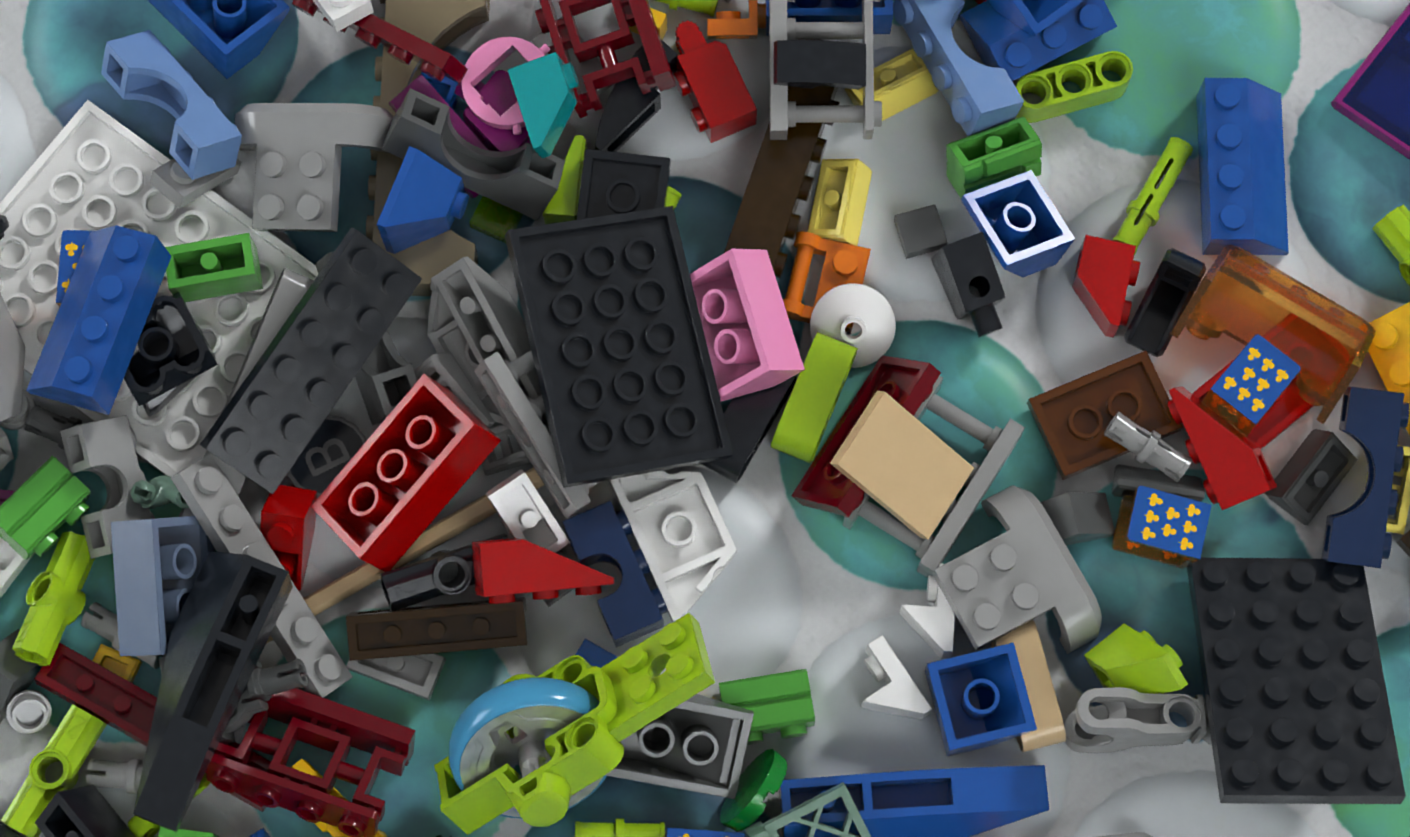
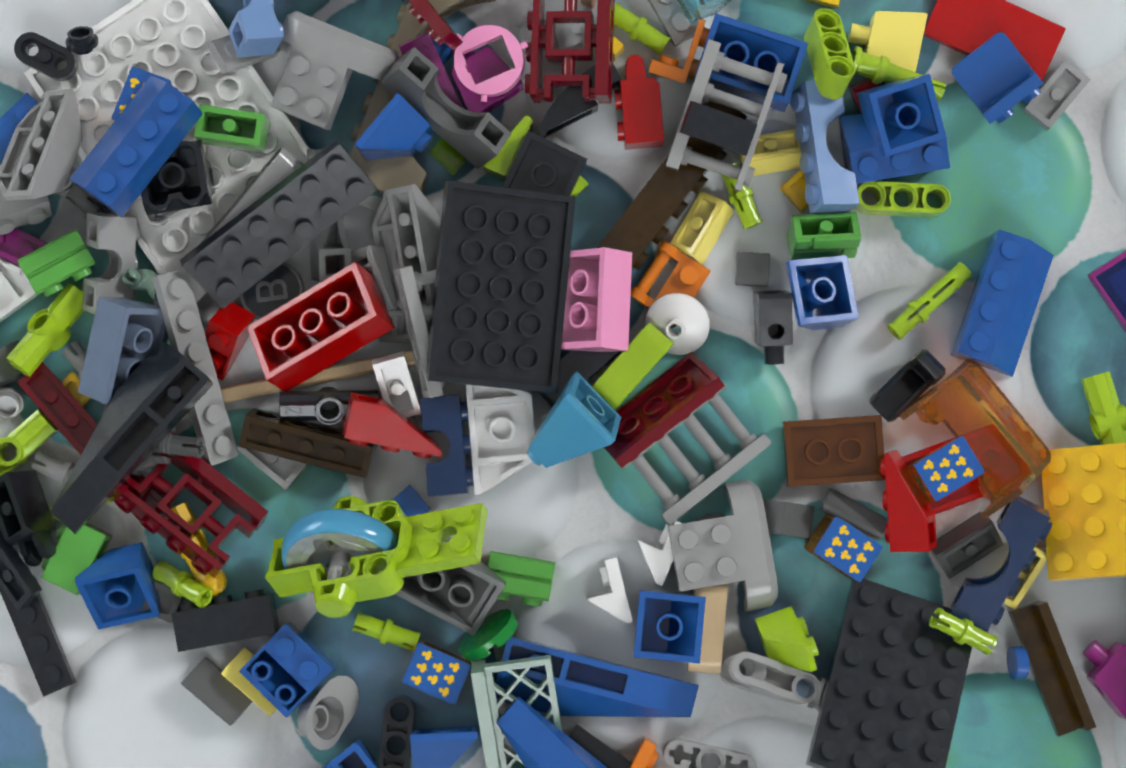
camera: 20 degrees right, 10 degrees up
(545, 99) = (509, 86): teal slope -> none
(768, 488) = (575, 425): none -> dark azure slope
(877, 152) = (743, 203): none -> lime pin
(902, 465) = (672, 443): tan tile -> none
(939, 120) = (795, 190): none -> yellow tile
(1102, 281) = (870, 351): red slope -> none
(1147, 446) = (855, 487): light grey pin -> none
(1351, 575) = (963, 631): none -> lime pin

